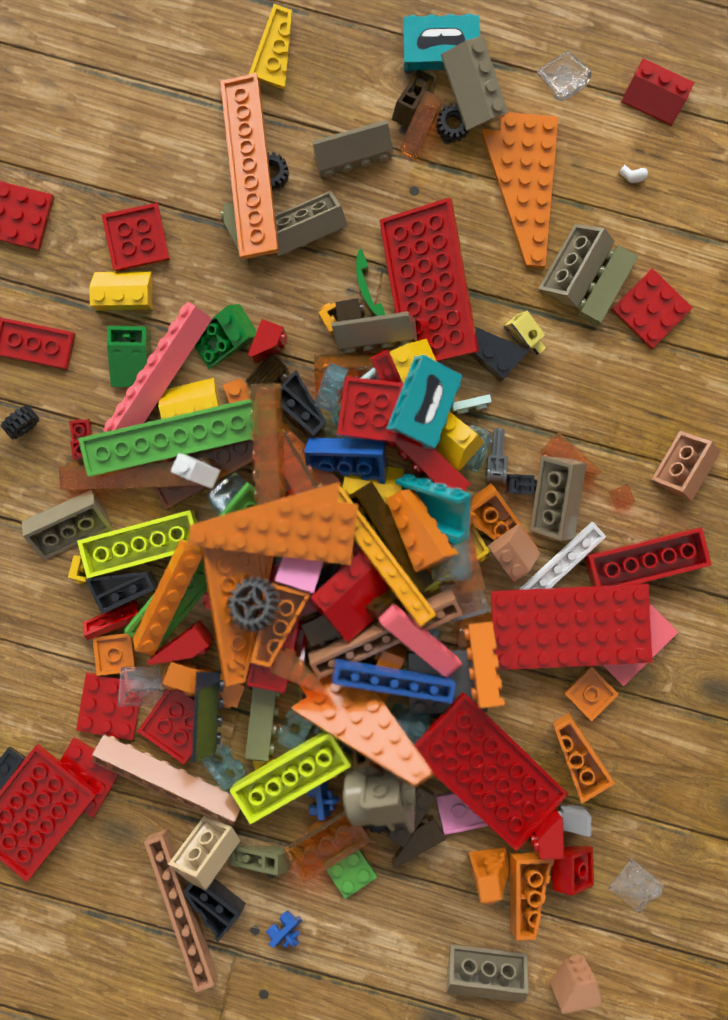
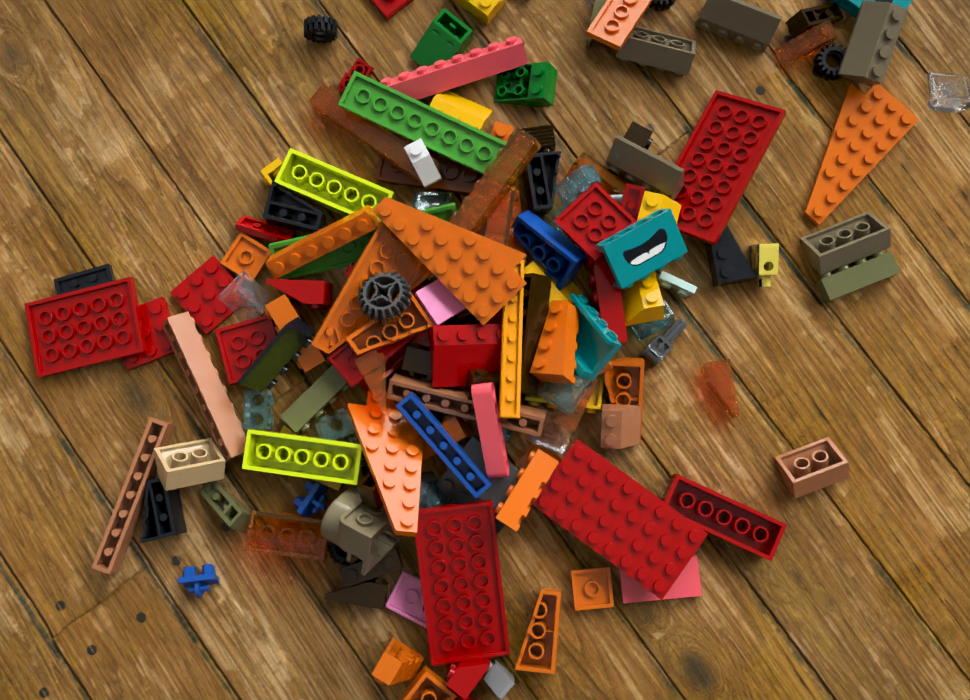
camera: 40 degrees right, 5 degrees down
(66, 524) = (284, 129): dark tan slope -> none
(268, 339) = (556, 111): red slope -> none
(327, 320) = (618, 127): light orange bracket -> none
(352, 873) = (288, 575): bright green plate -> none
(362, 267) = (672, 116): green slope -> none
(521, 484) = (671, 381): black connector -> none
(558, 497) = (688, 409): dark tan slope -> none
(566, 558) = (659, 463): white plate -> none
(621, 496) = (740, 451): clear orange plate -> none
(635, 175) = (945, 210): white arm -> none
(651, 308) = (879, 323): red plate -> none

